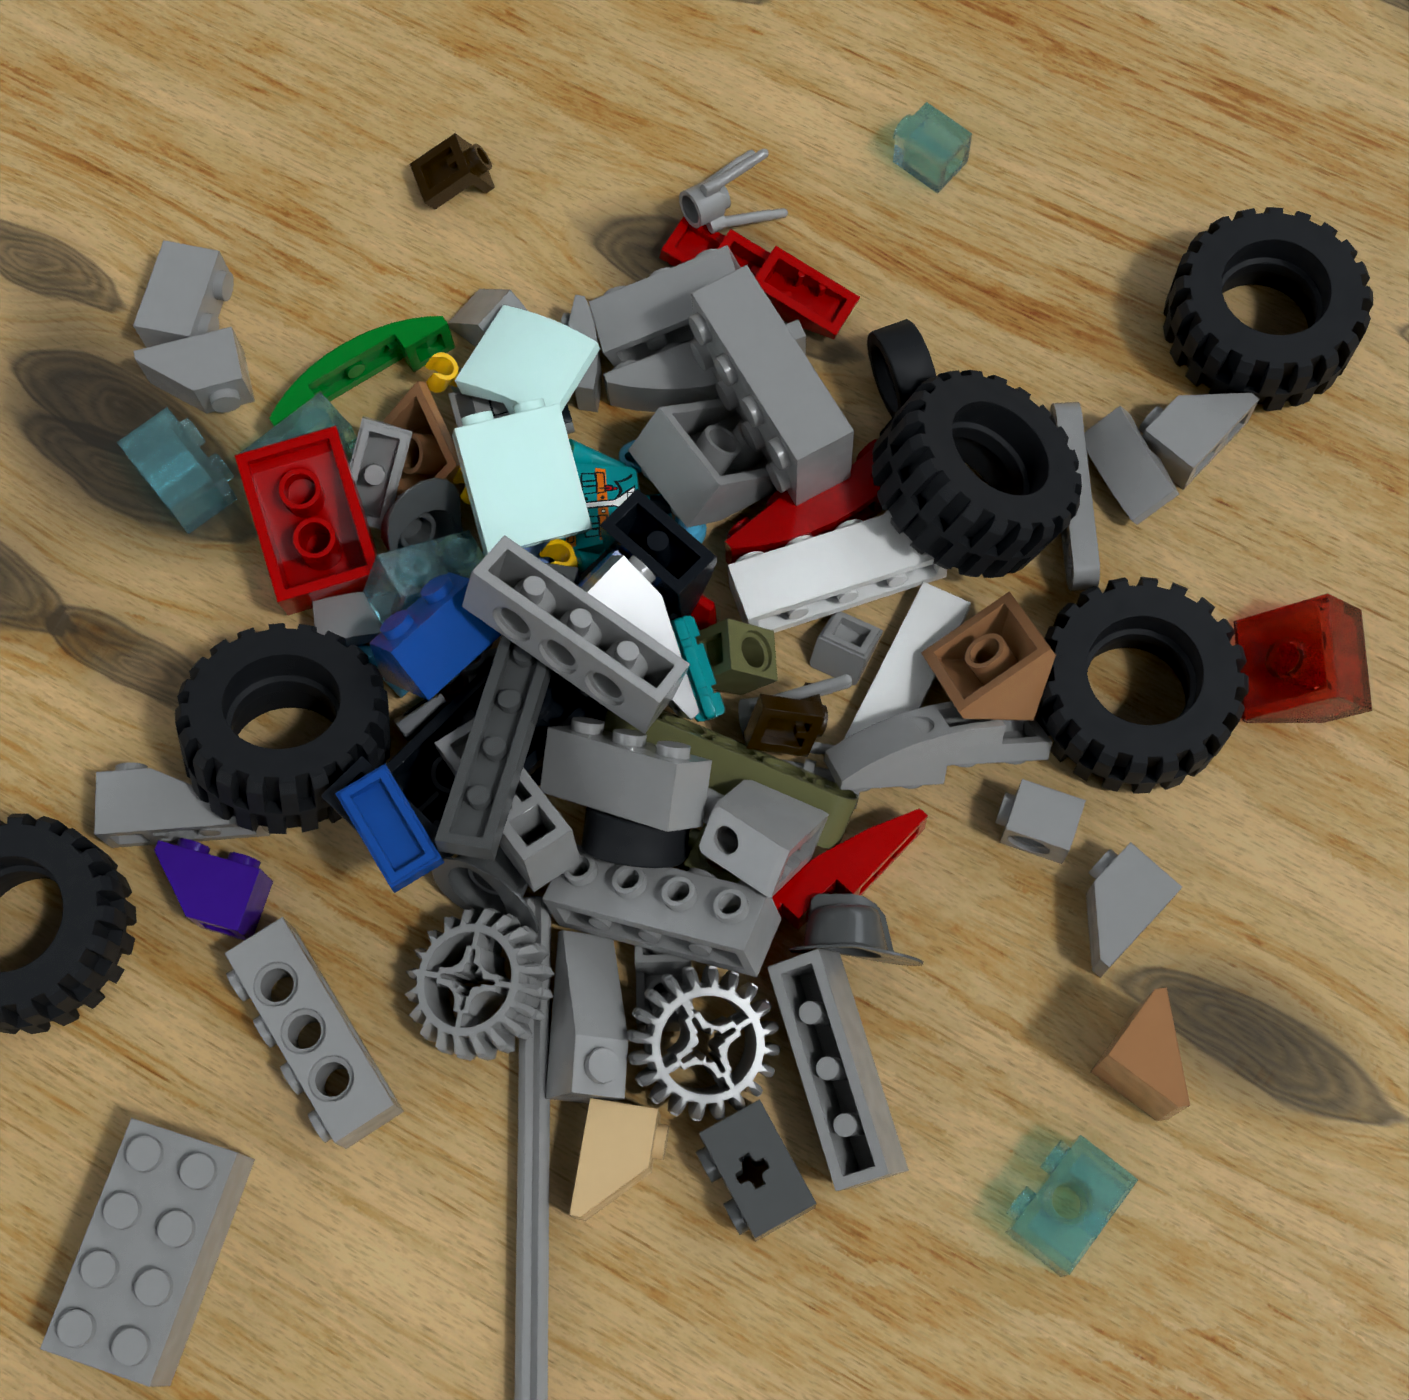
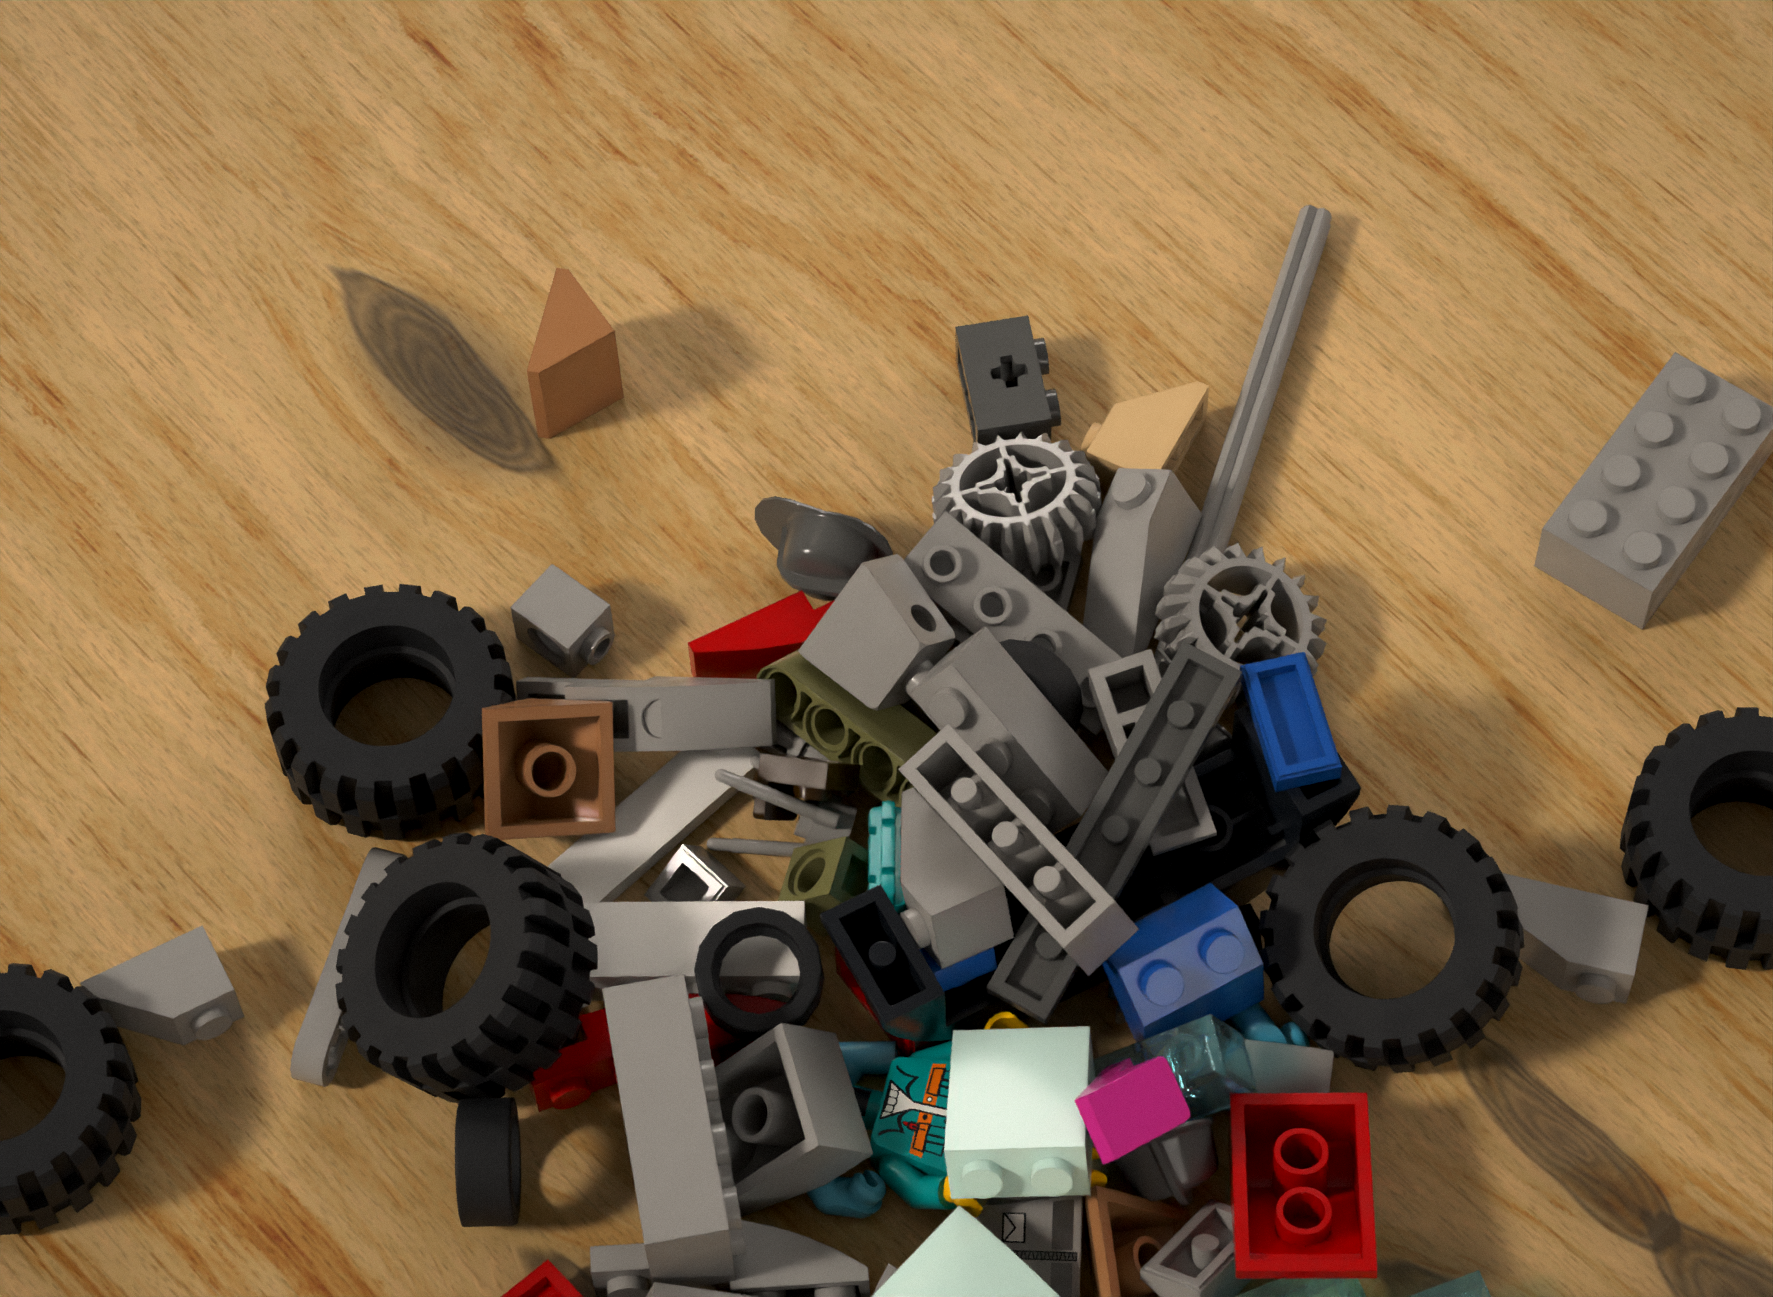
camera: 165 degrees left, 10 degrees down
(213, 890) = (1520, 823): dark purple slope -> none
(368, 1099) = (1455, 735): light grey brick -> none
(440, 489) = (1131, 1106): none -> dark pink slope
(754, 506) = (749, 924): none -> black tyre
(837, 1069) = (888, 430): light grey brick -> none
(1100, 1188) = (715, 247): clear light blue brick -> none
(1123, 902) = (517, 514): light grey slope -> none
(1129, 466) = (272, 973): light grey slope -> none
(1305, 662) = (193, 694): clear red slope -> none

